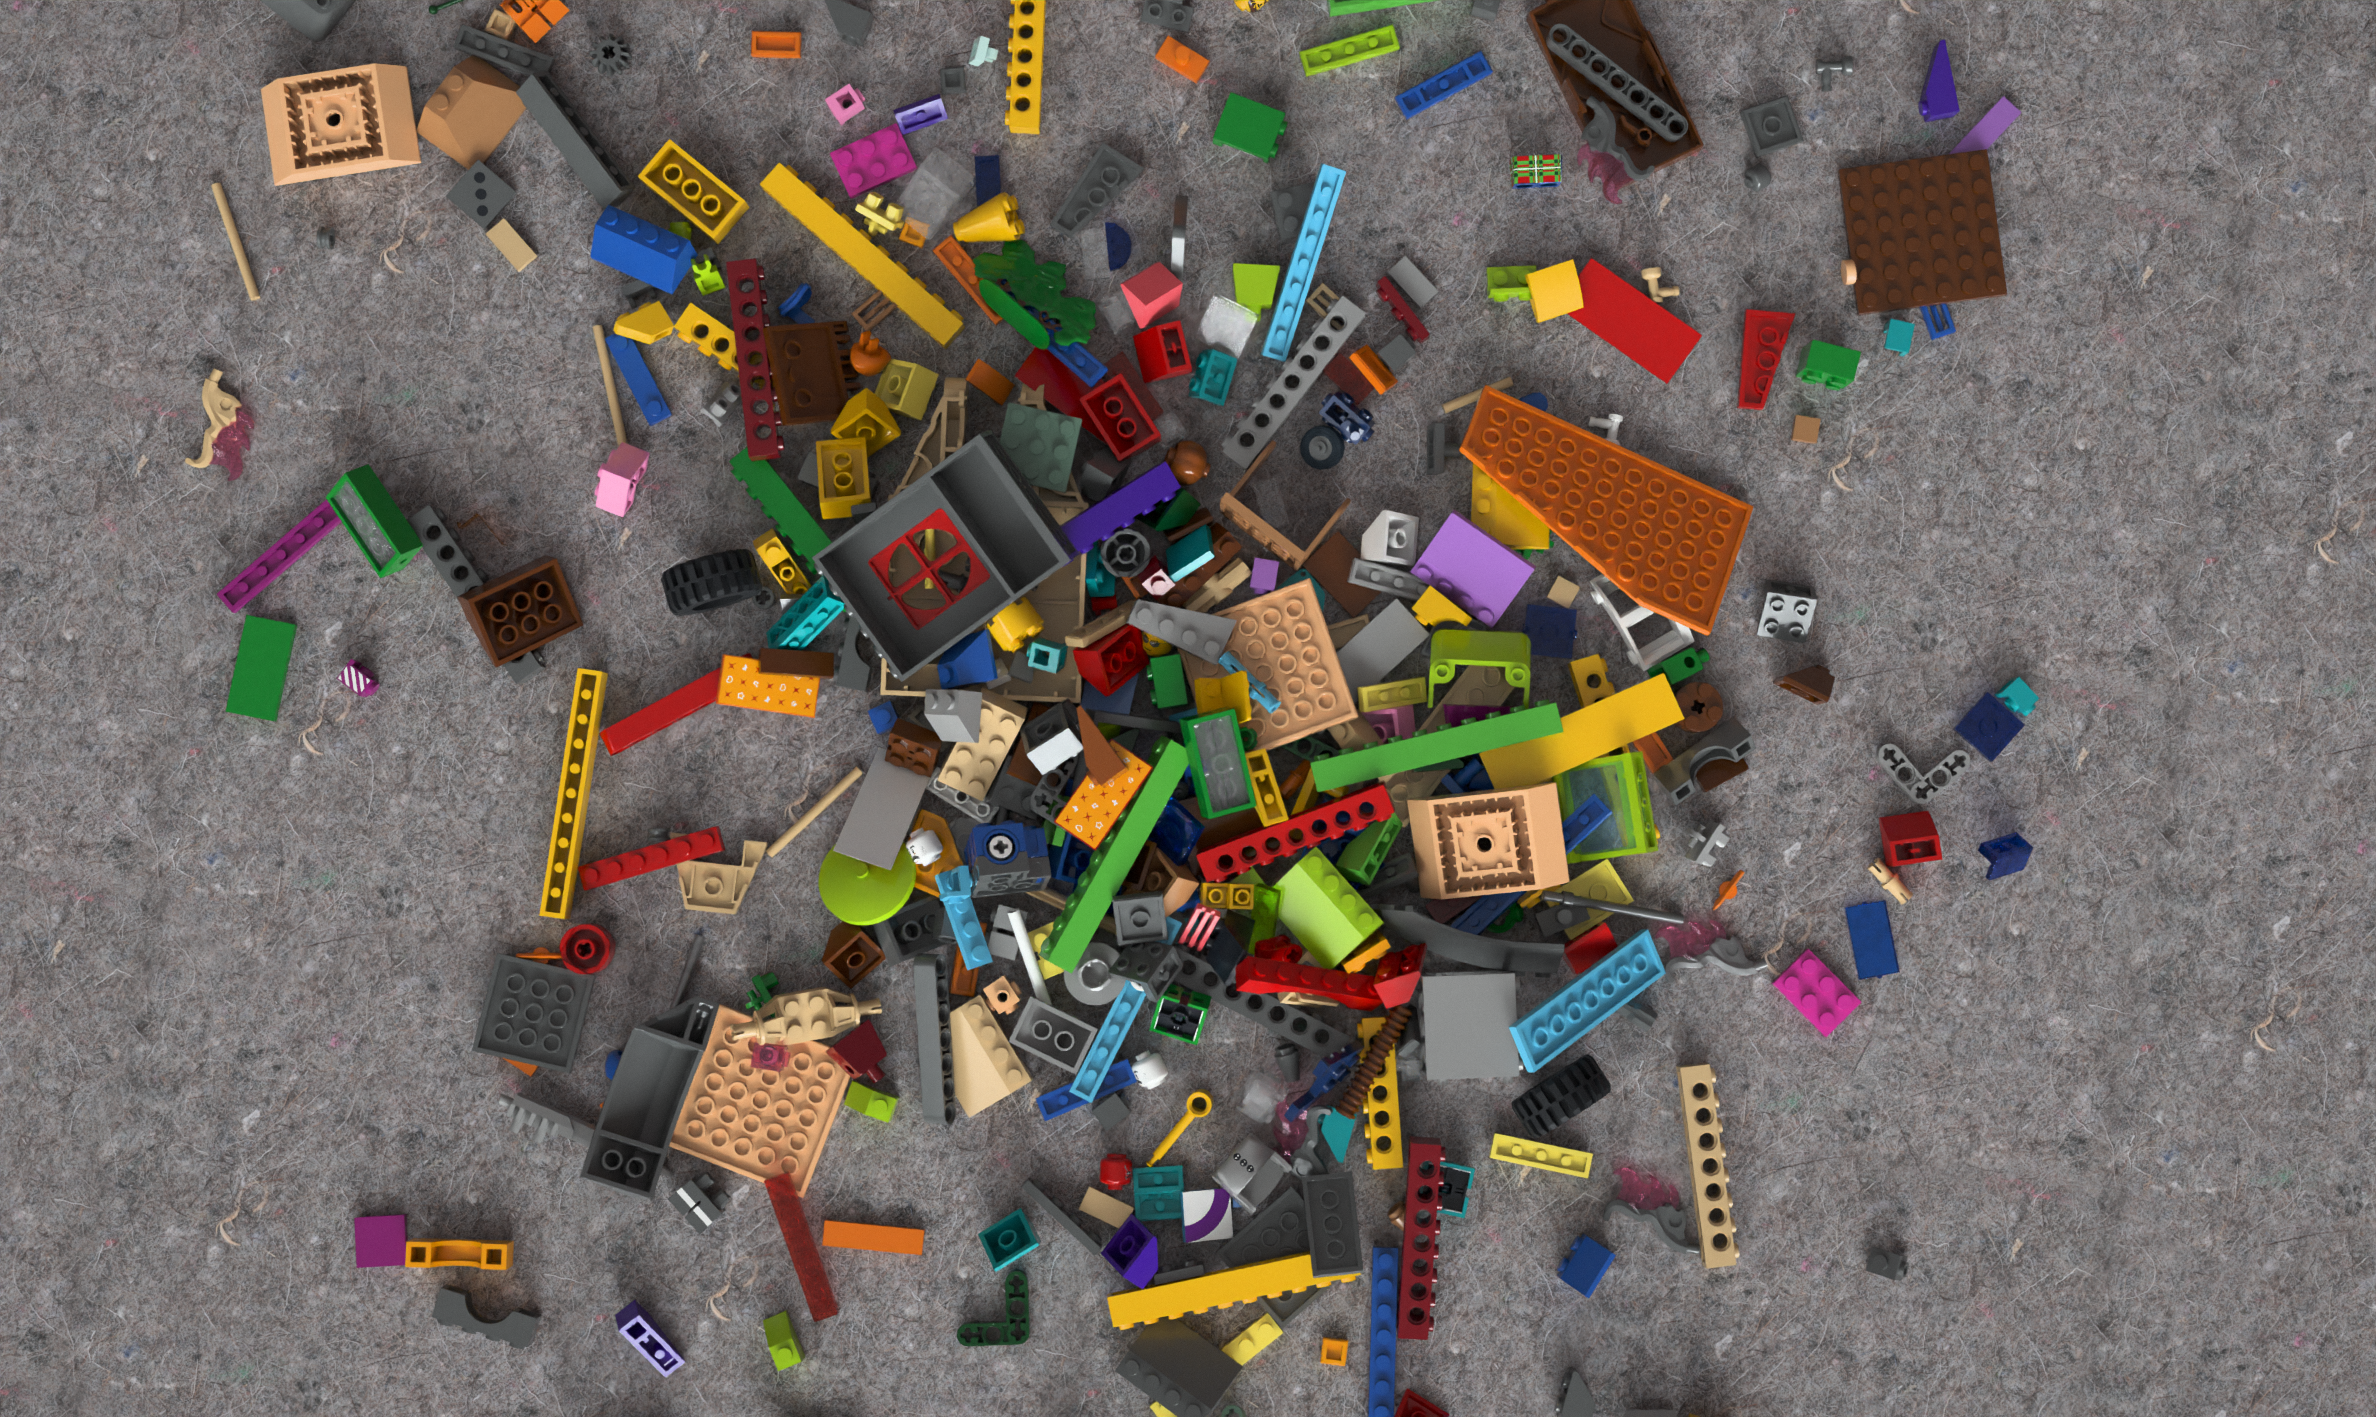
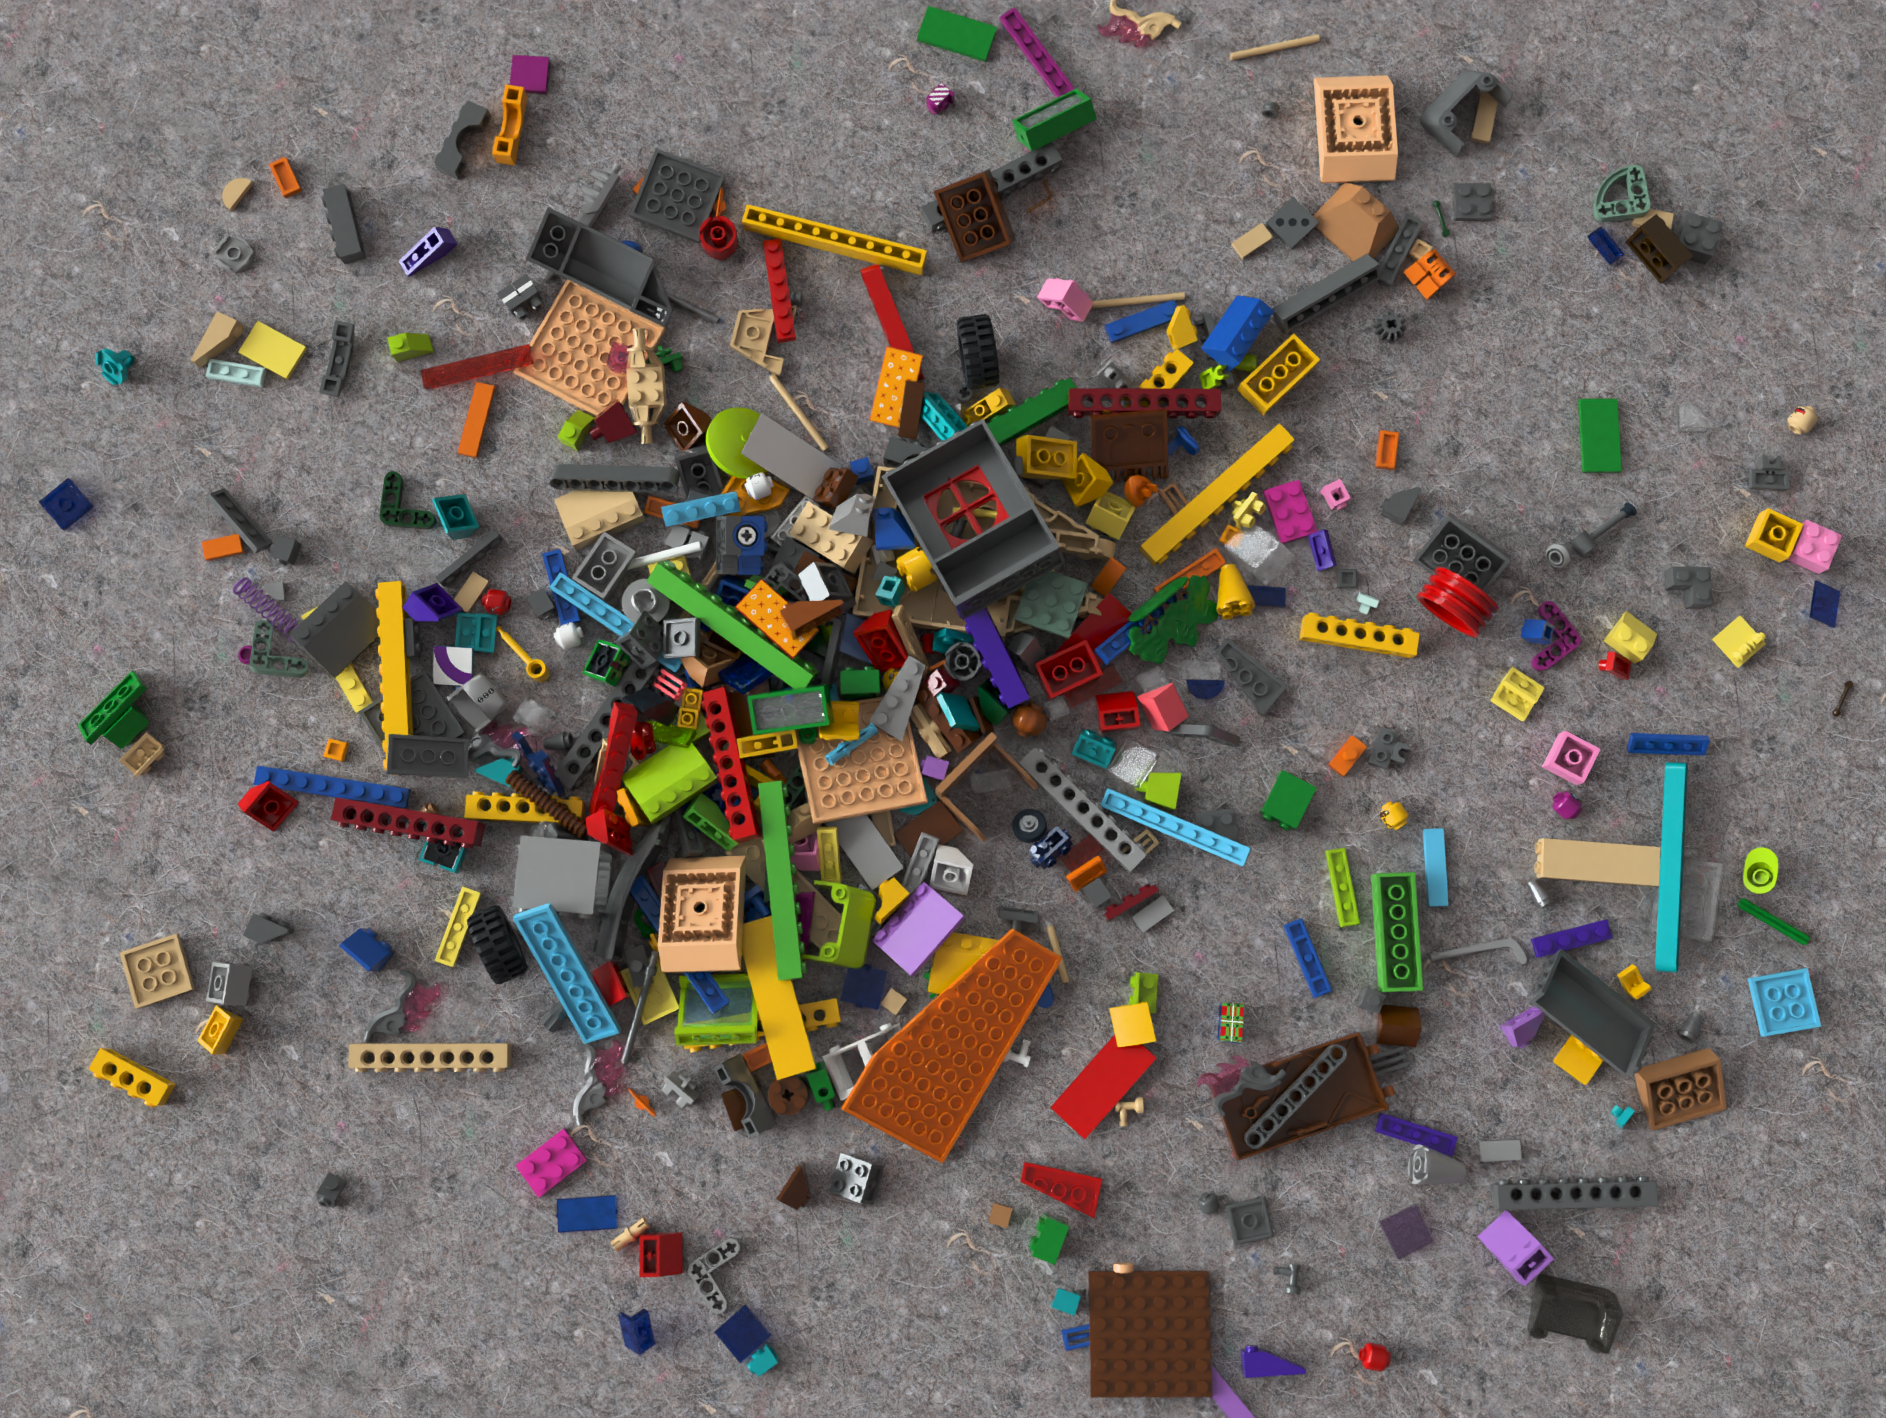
camera: 95 degrees right, 5 degrees down
(961, 885) = (726, 508): medium azure bracket -> none
(993, 993) = (640, 533): light nougat brick -> none

